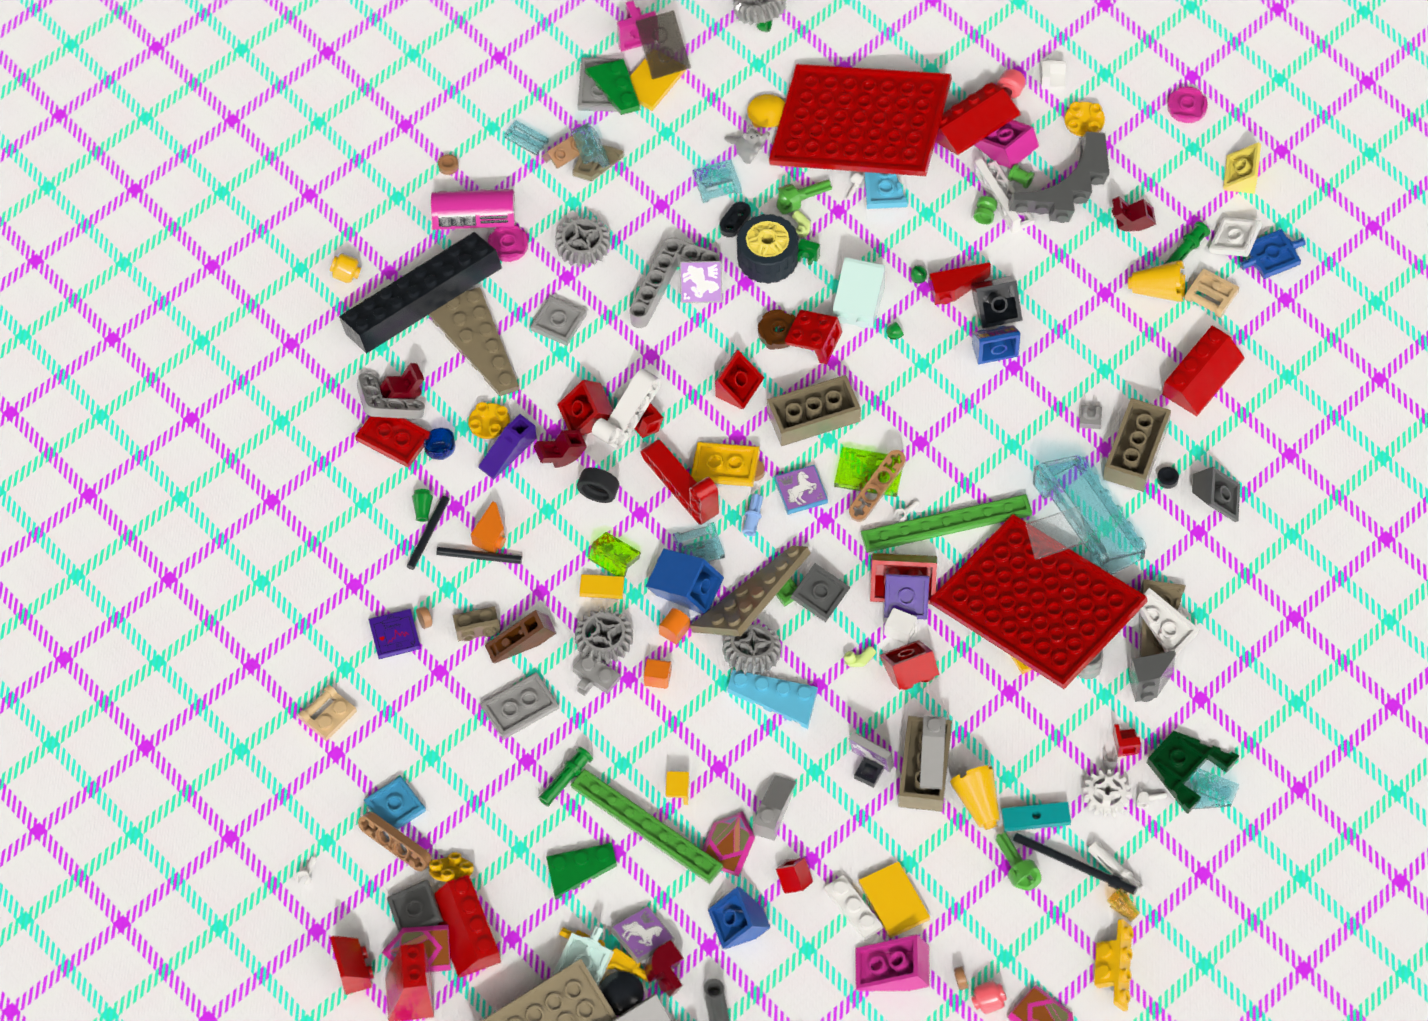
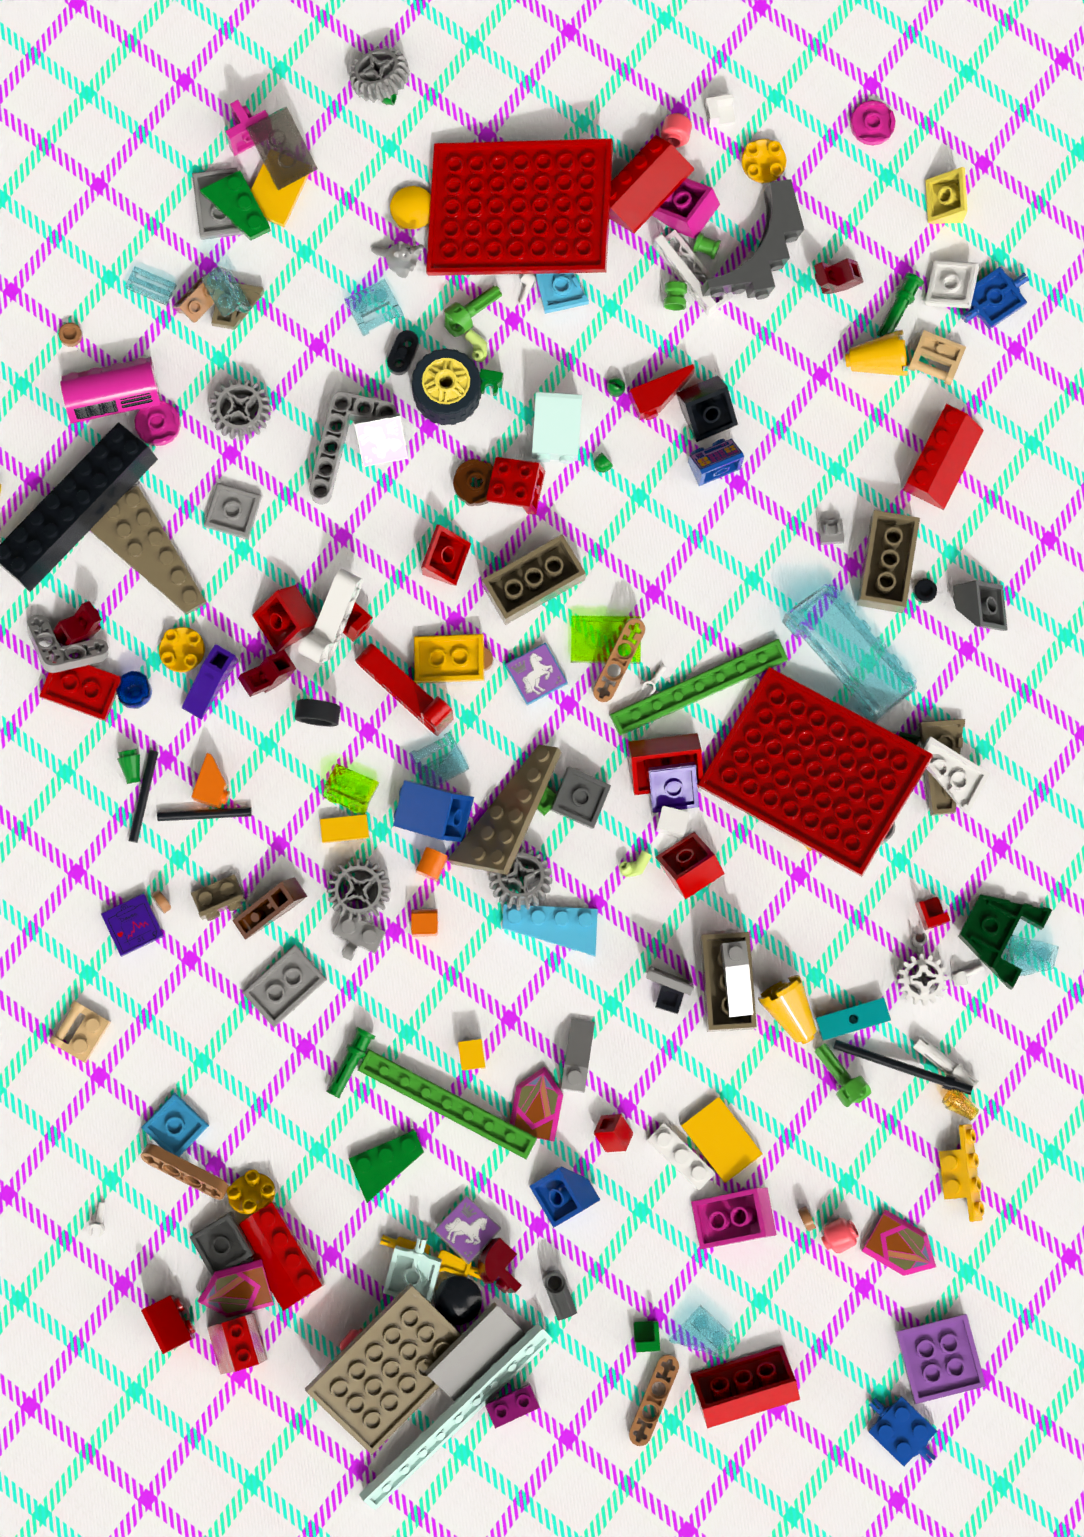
camera: 15 degrees left, 20 degrees up
(753, 515) = (490, 715): light blue axle -> none
(1057, 532) = (823, 690): clear piece -> none
(1150, 675) = (947, 839): dark grey slope -> none

